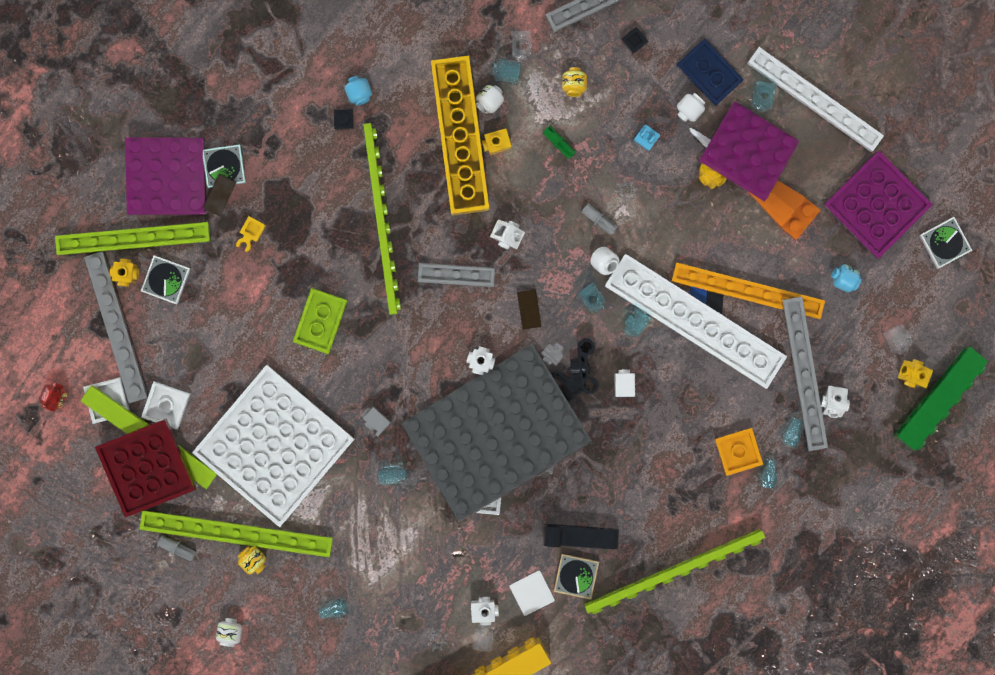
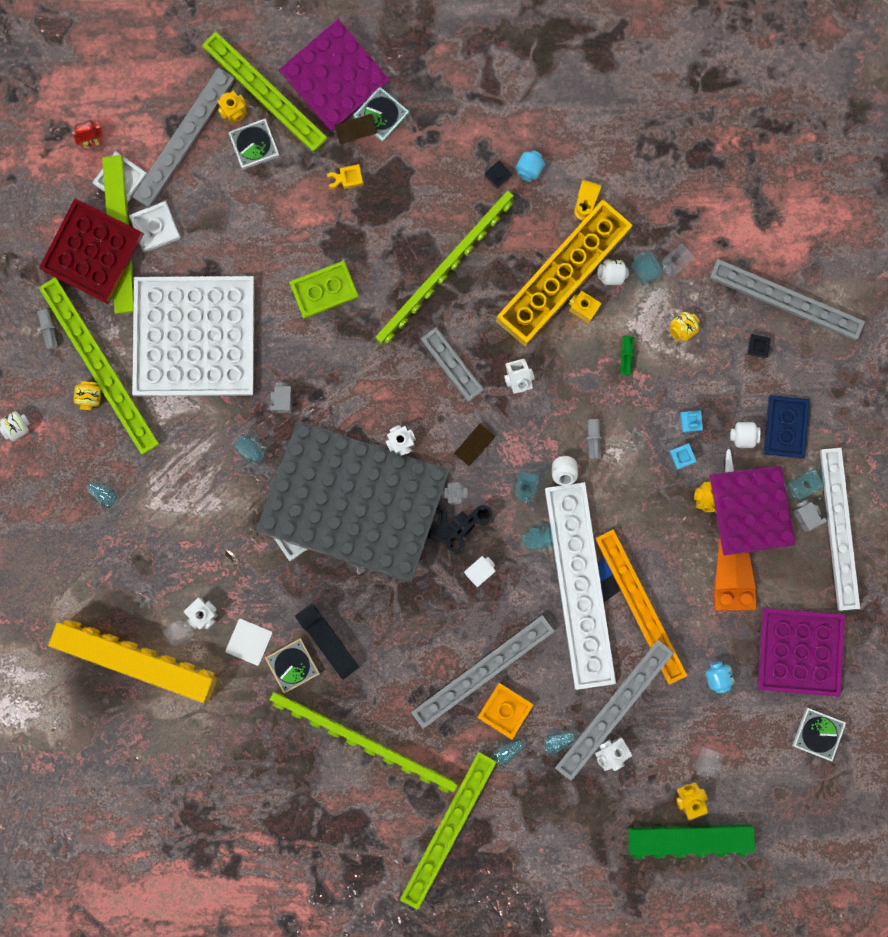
camera: 50 degrees right, 5 degrees down
(417, 68) = (587, 197): none -> yellow piece
(667, 167) = (682, 456): none -> medium azure tile
(697, 444) = (482, 671): none -> light grey plate
(786, 113) = (808, 515): none -> light grey brick
(787, 564) = (448, 830): none -> lime plate

